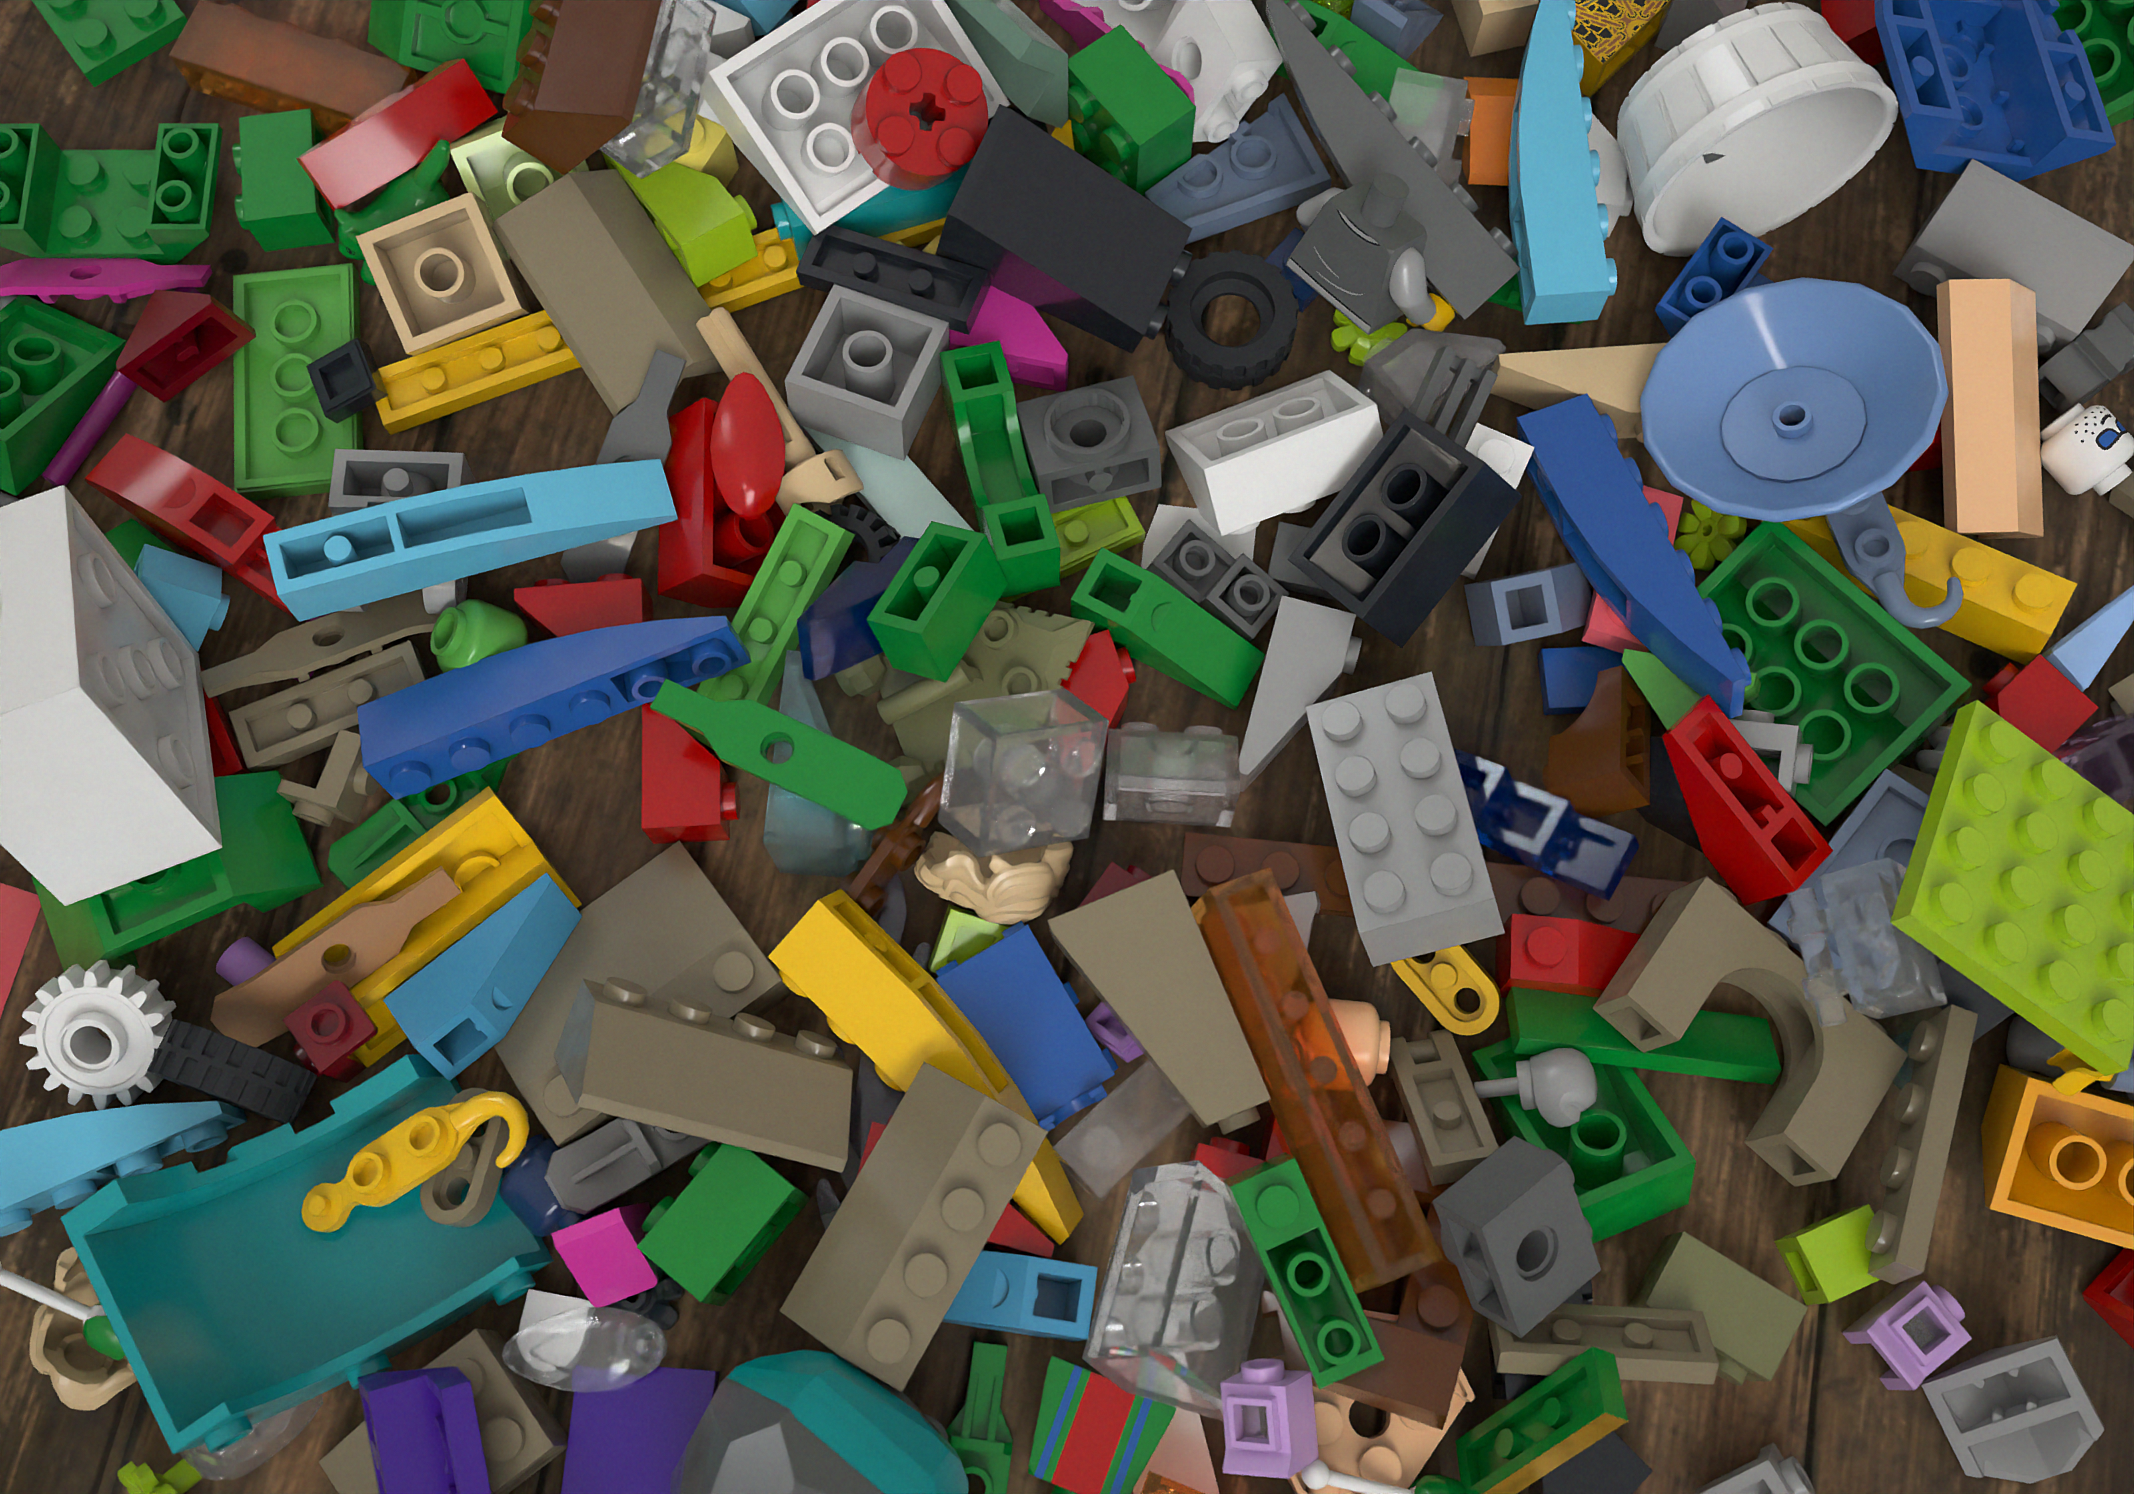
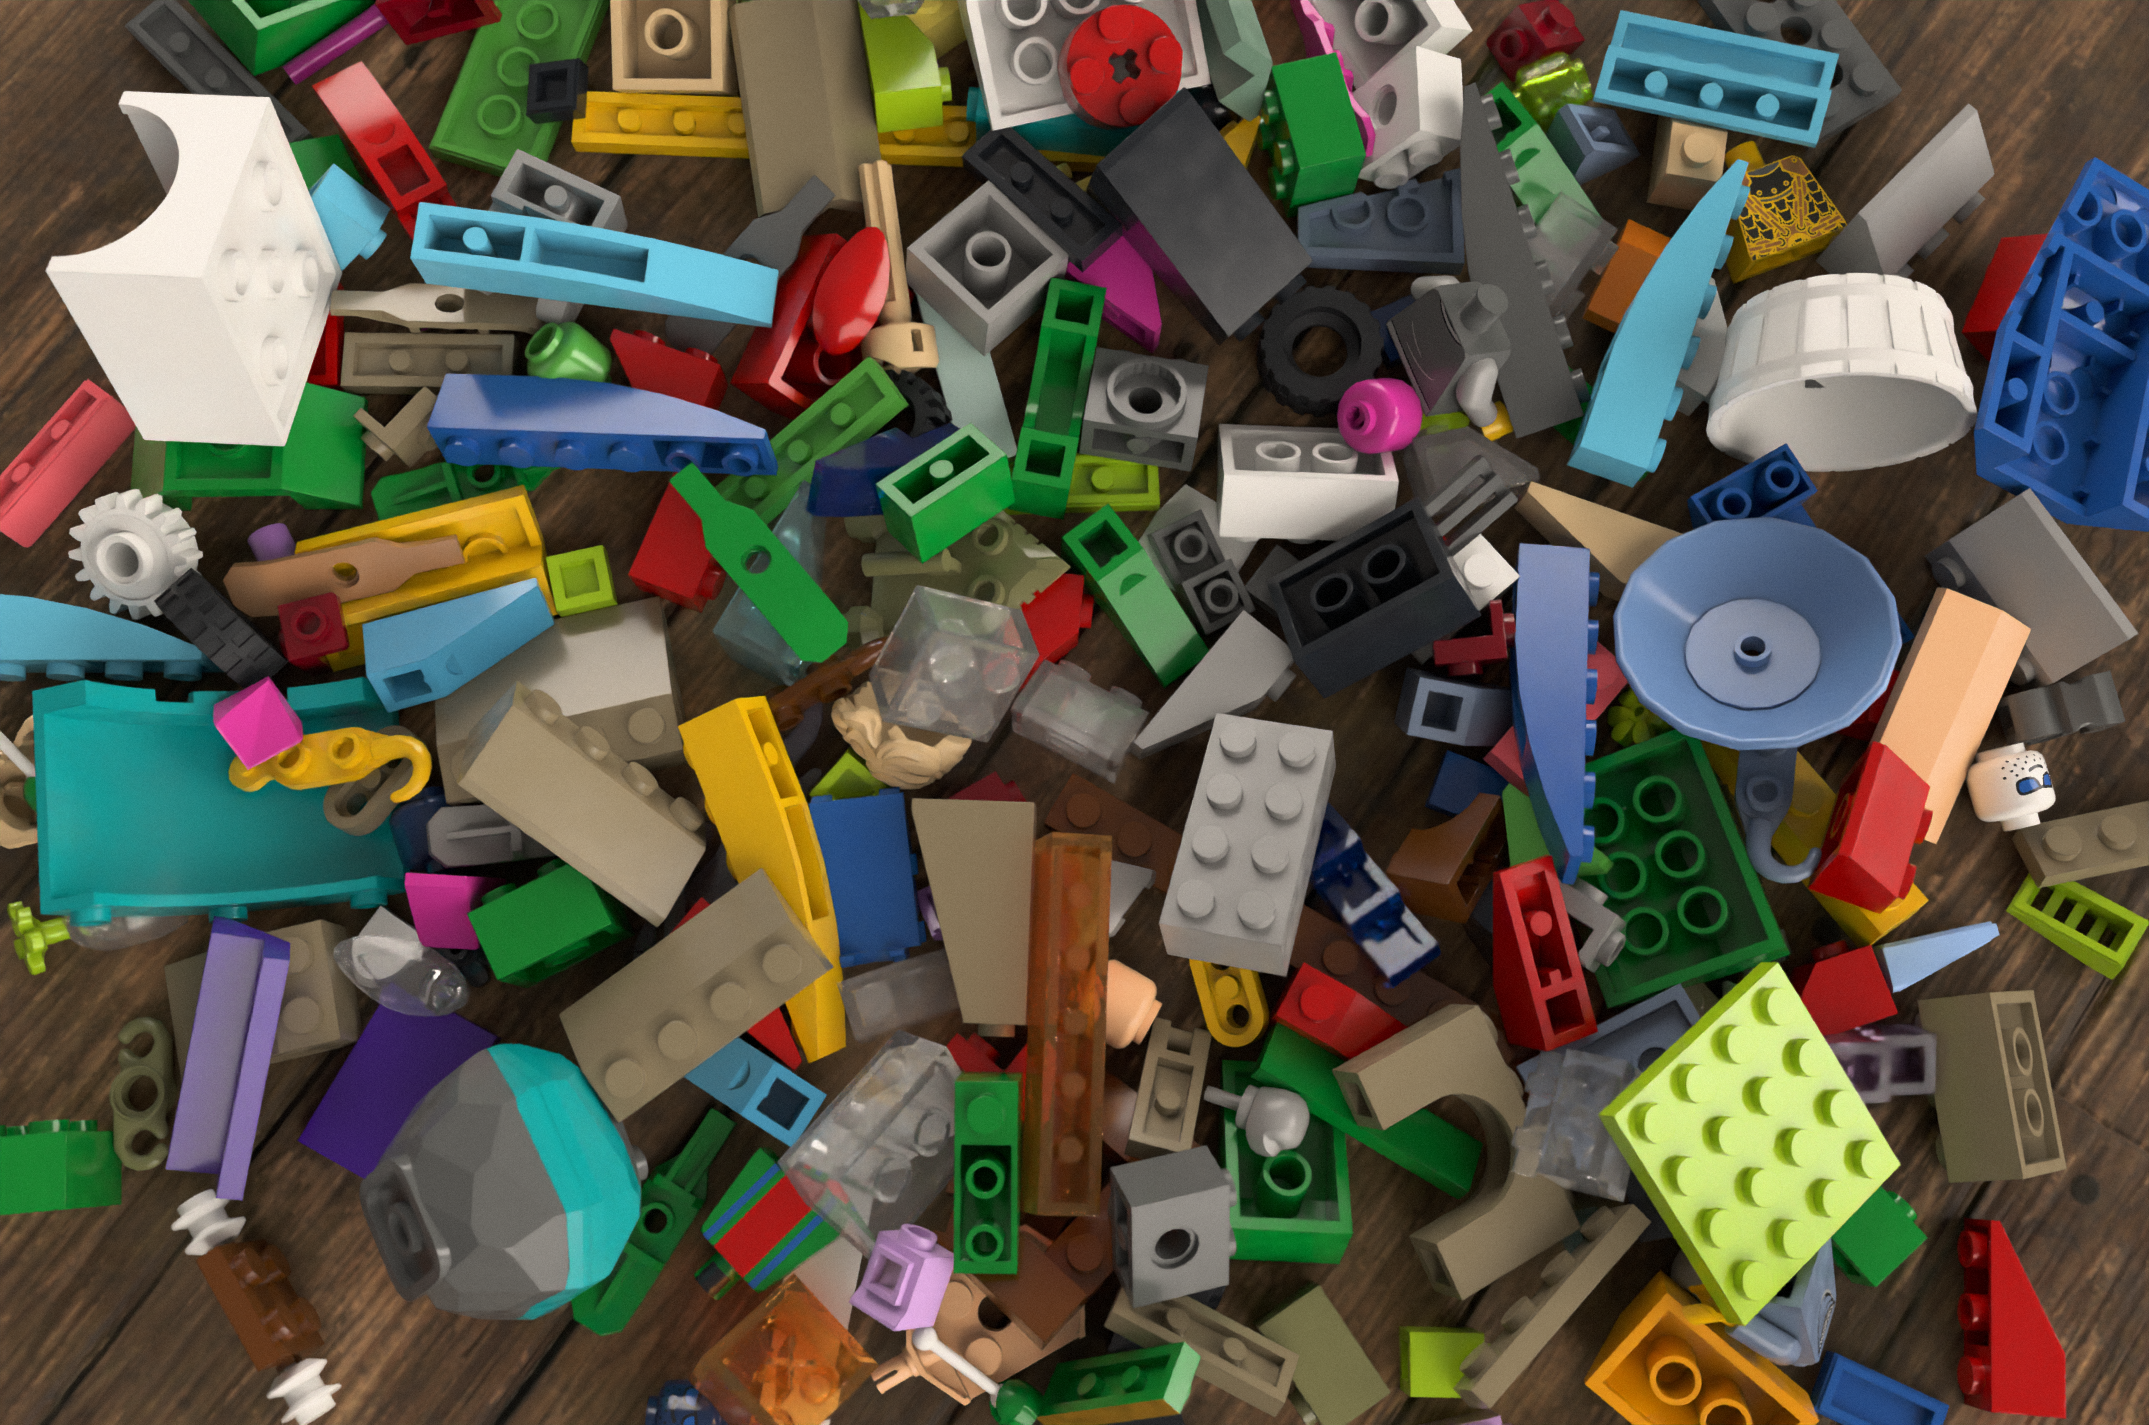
camera: 20 degrees right, 5 degrees up
(317, 1150) = (257, 723): none -> dark pink slope
(592, 859) = (581, 580): none -> lime plate
(1322, 353) = (1379, 415): none -> dark pink head
(1522, 544) = (1466, 655): none -> dark red bracket
(1997, 537) = (1873, 832): none -> red slope

